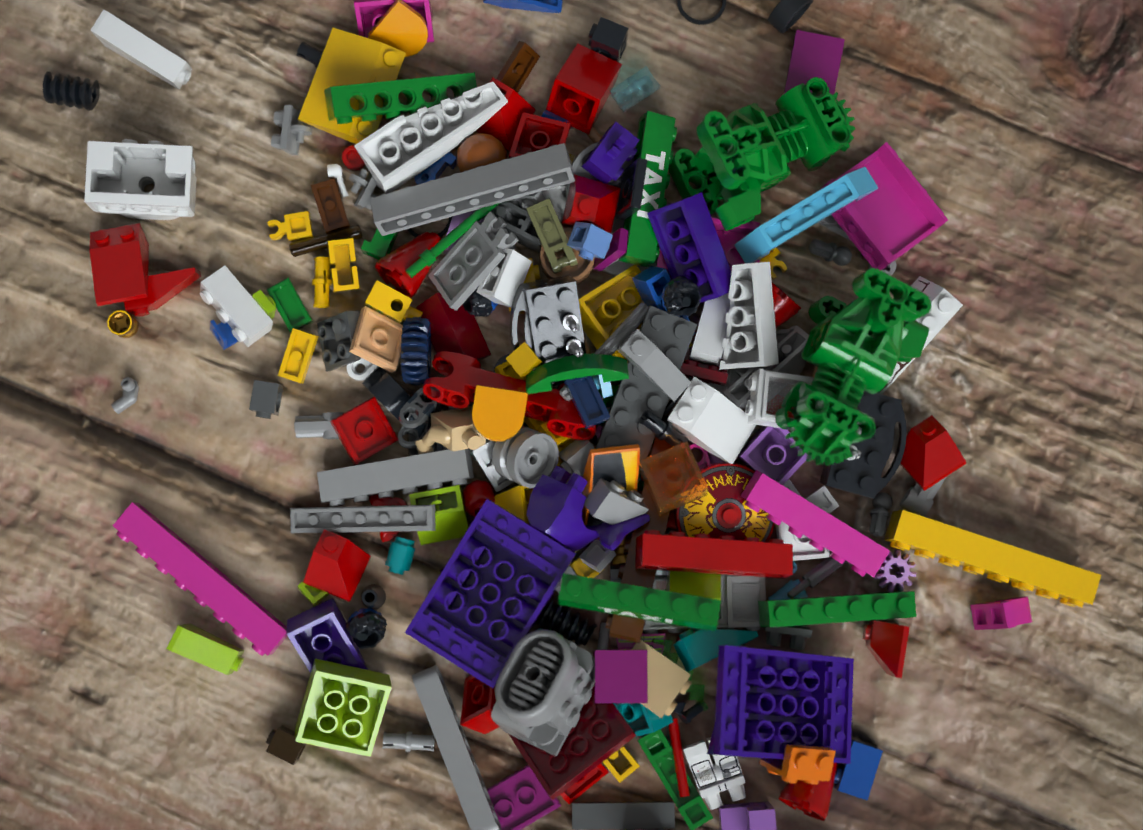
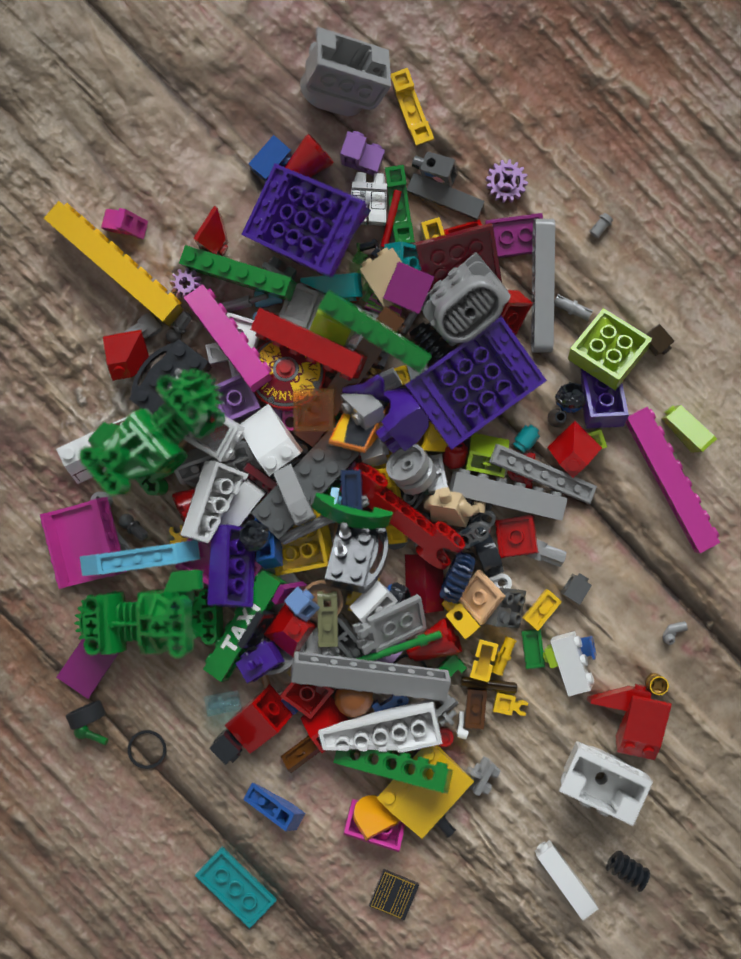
camera: 160 degrees left, 5 degrees up
(498, 412) = (418, 506): light orange tile -> none
(523, 360) = (384, 537): yellow tile -> none
(662, 429) = (307, 447): black pin -> none
(802, 763) = (307, 173): orange bracket -> none

